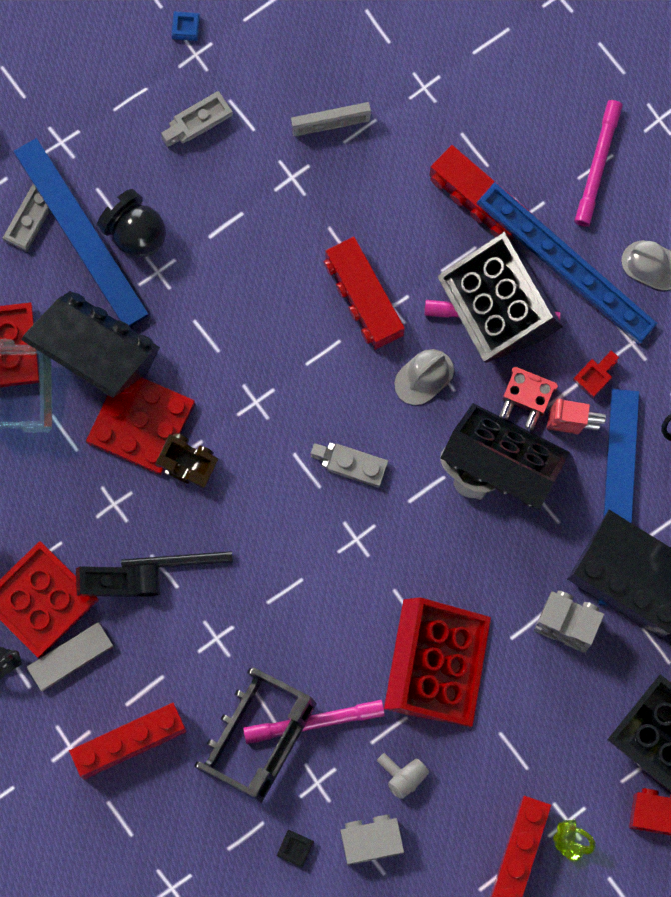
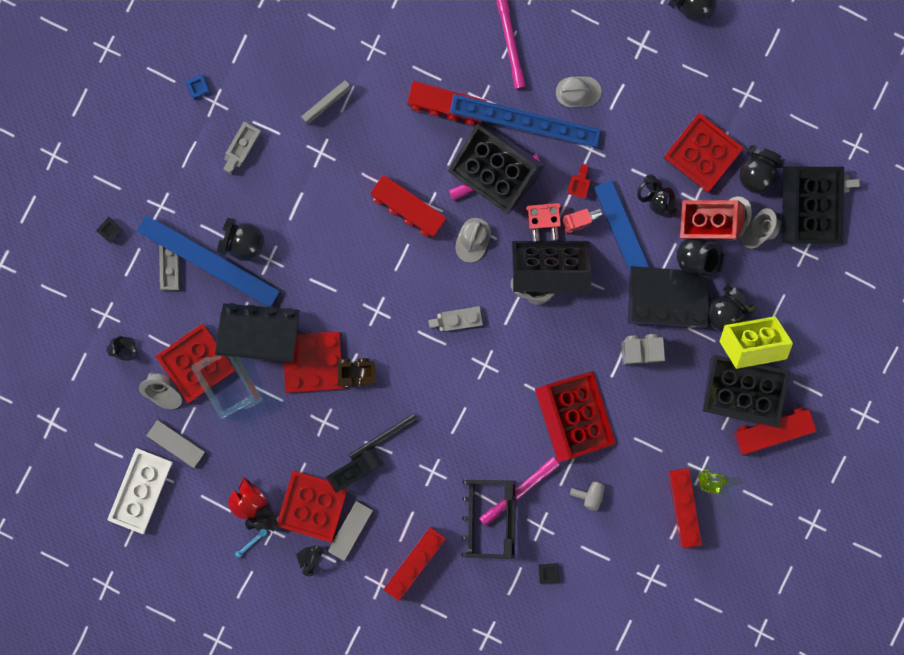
camera: 30 degrees left, 10 degrees up
(371, 840) = (592, 545): light grey brick -> none

